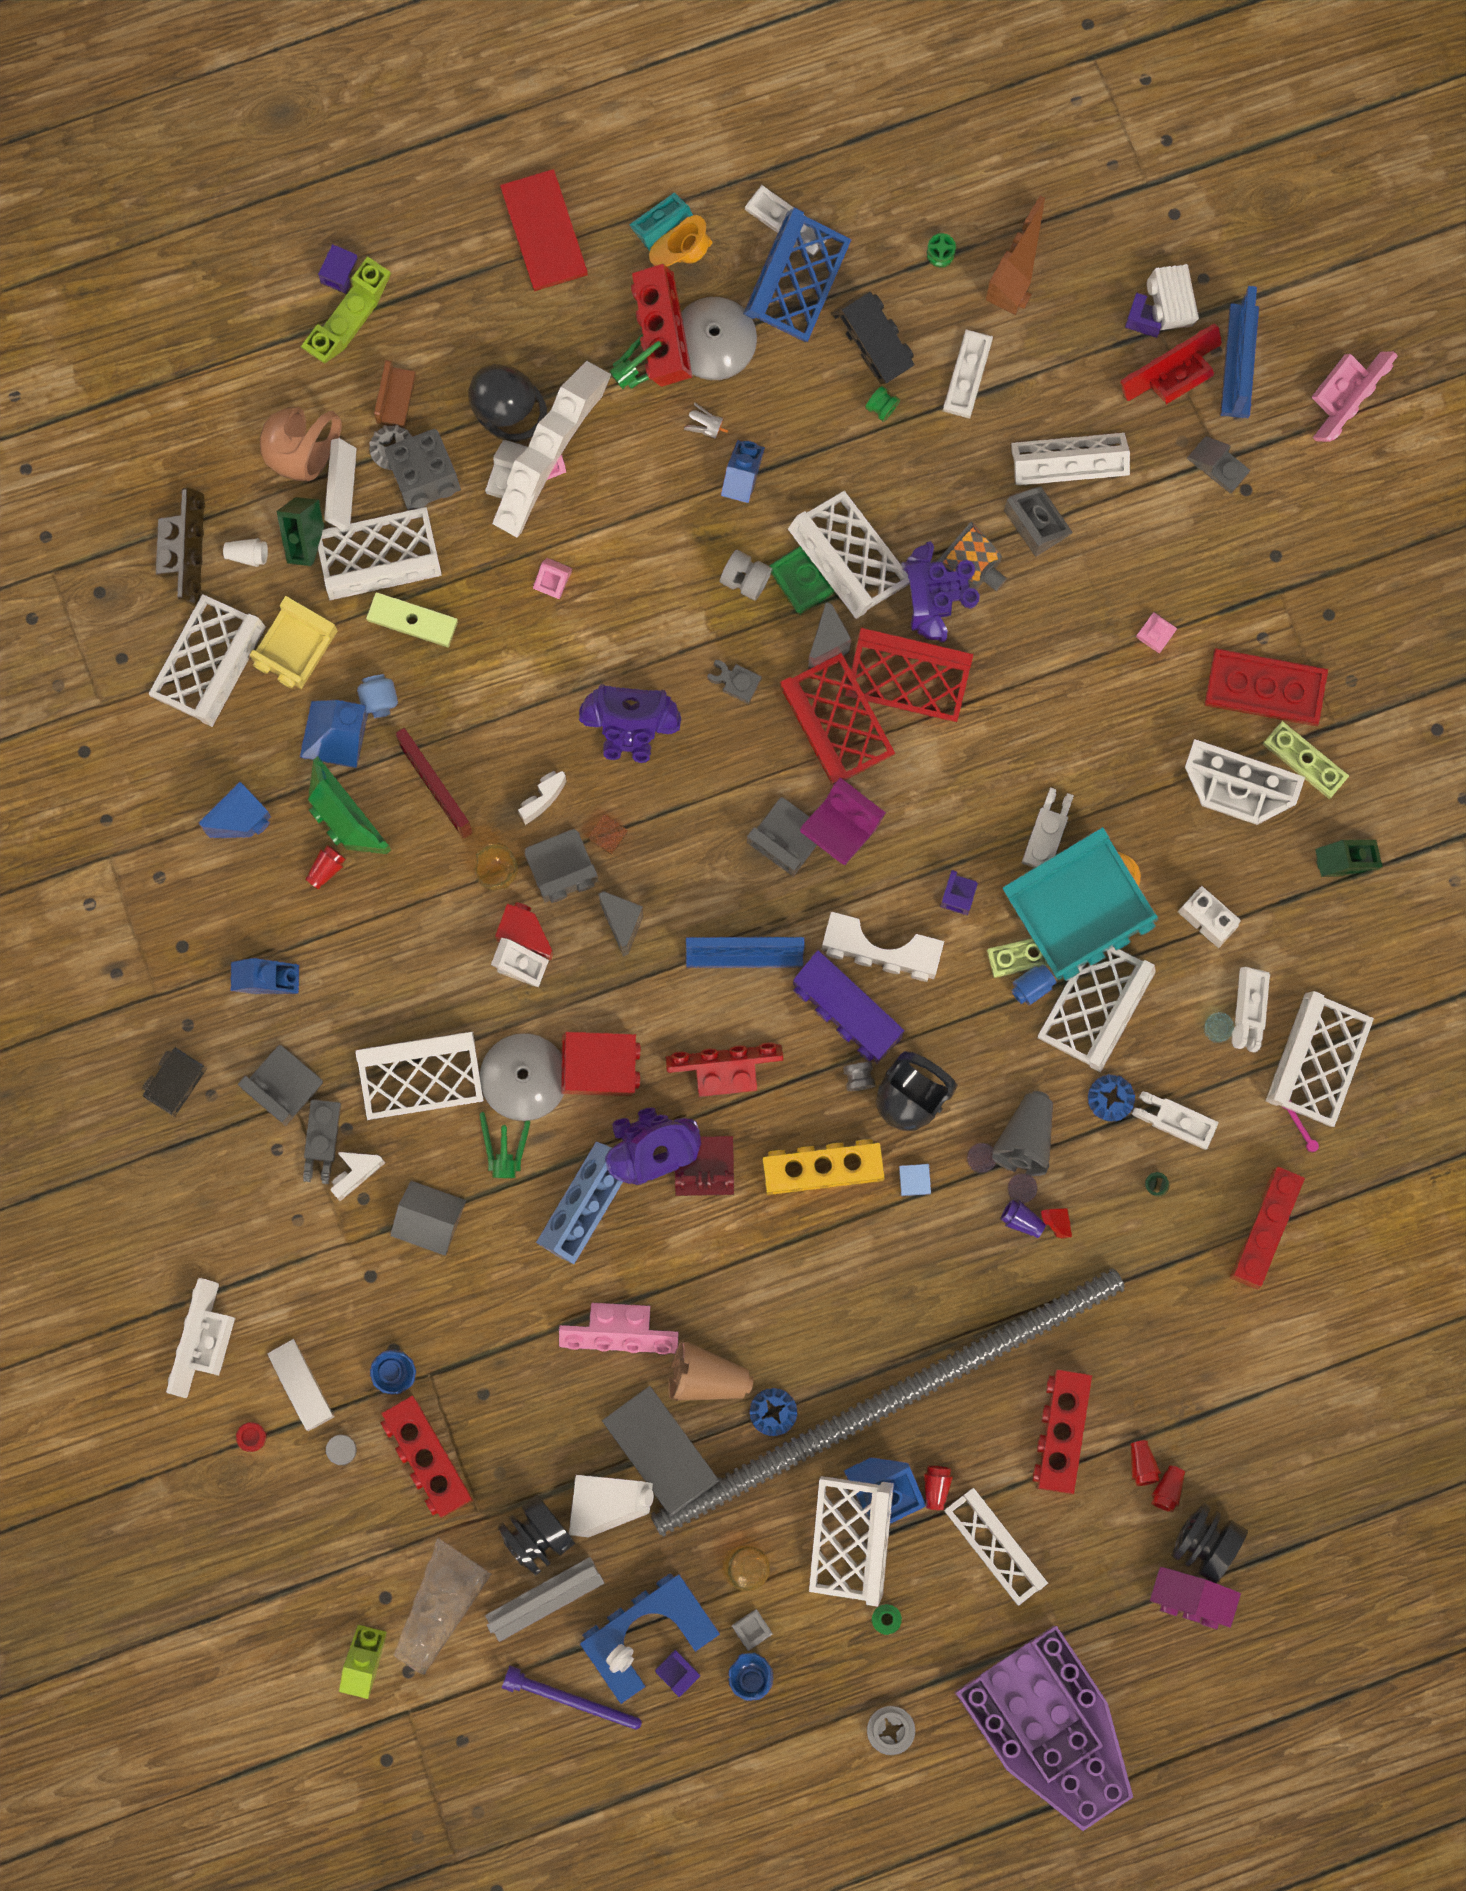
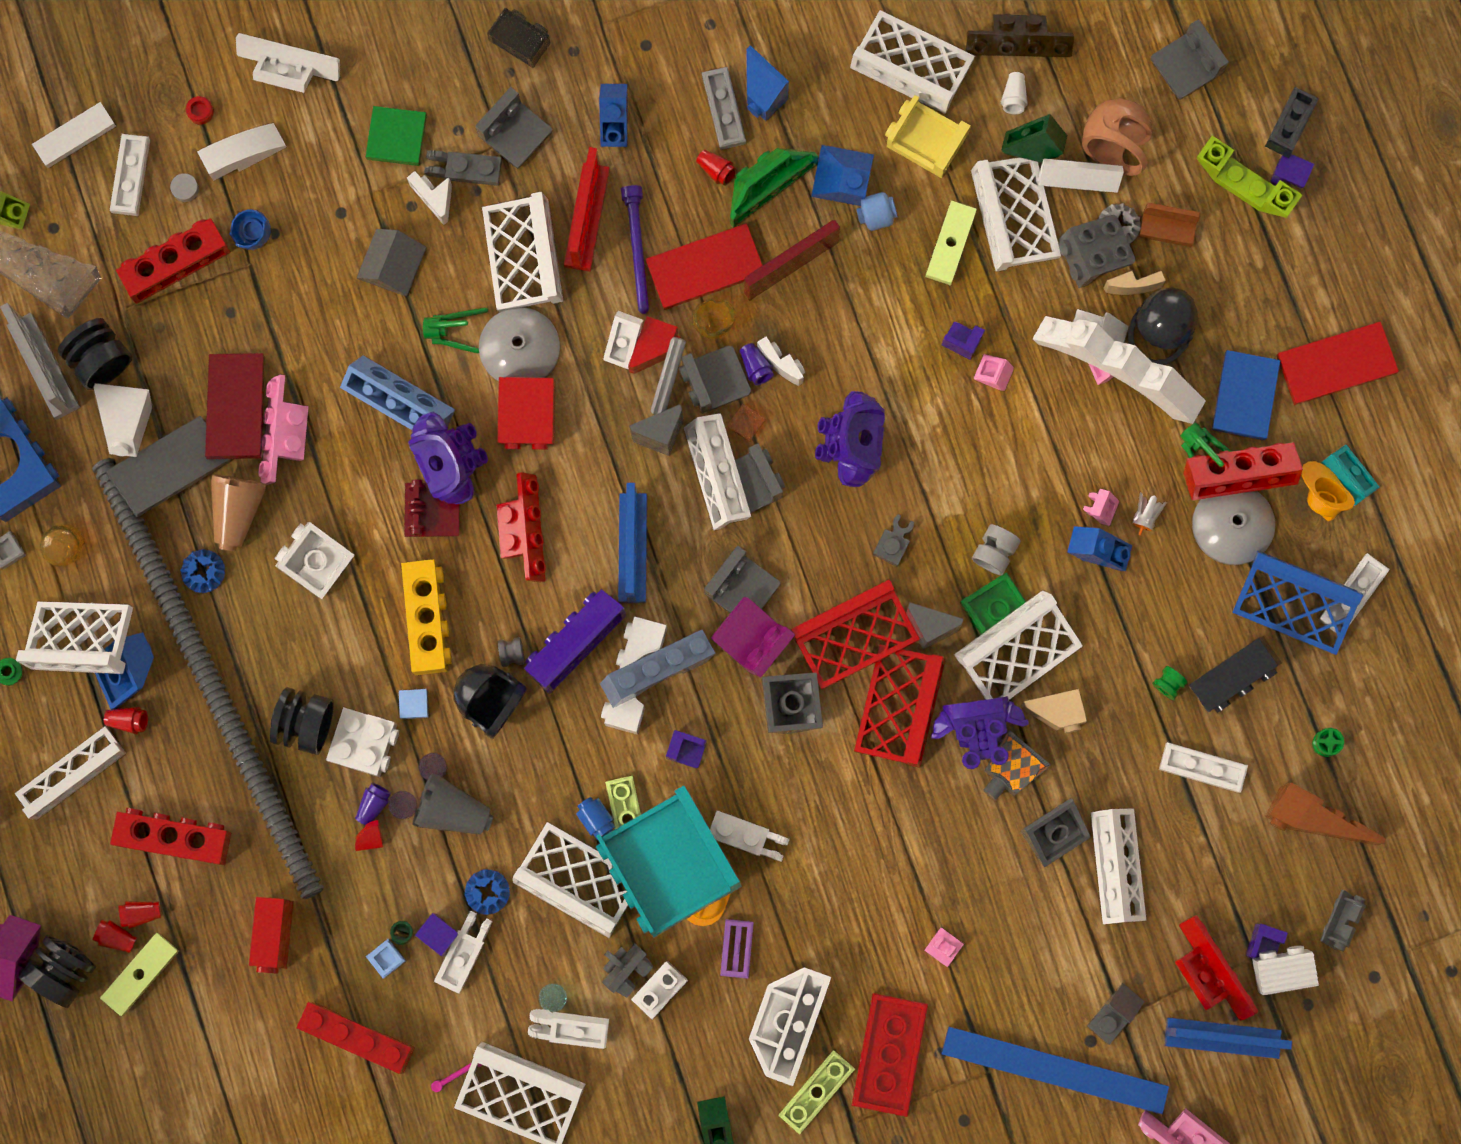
camera: 95 degrees right, 0 degrees up
(213, 369) = (1190, 61): none -> dark grey bracket
(256, 861) = (723, 108): none -> light grey tile
(278, 1577) = (73, 135): none -> white tile
(284, 266) = (1291, 122): none -> black tile
(284, 1216) = (396, 135): none -> green tile
(325, 1512) = (130, 174): none -> white tile
(358, 956) = (632, 196): none -> dark purple piece
(377, 1006) = (587, 213): none -> red fence
(435, 879) = (704, 266): none -> red tile
(458, 436) = (1128, 285): none -> tan slope
(518, 607) = (962, 339): none -> dark purple panel
(545, 823) = (756, 365): none -> dark purple cone
(560, 913) = (668, 375): none -> light grey axle
(577, 322) = (1245, 395): none -> blue tile
(591, 1381) = (235, 406): none -> dark red tile
(662, 859) = (719, 470): none -> white fence
(674, 830) = (757, 478): none -> dark grey bracket
(700, 466) = (1104, 506): none -> bright pink tile
(761, 1290) = (313, 559): none -> white plate
(879, 917) = (648, 671): none -> sand blue arch
(910, 781) = (792, 703): none -> dark grey slope
(913, 513) = (1058, 710): none -> tan slope
(938, 1293) = (296, 719): none -> black wheel
(957, 1232) = (363, 742): none -> white plate
(1109, 236) = (1337, 932): none -> dark grey hinge
(1138, 839) = (739, 924): none -> medium lavender tile
(1158, 1146) = (437, 934): none -> dark purple panel
(1164, 1317) = (271, 934): none -> red brick
(1183, 1202) = (386, 958): none -> light blue tile
(1187, 954) = (621, 966): none -> dark grey hips
(1222, 1472) = (127, 986): none -> yellowish green tile
(1276, 525) = (1055, 1070): none -> blue tile

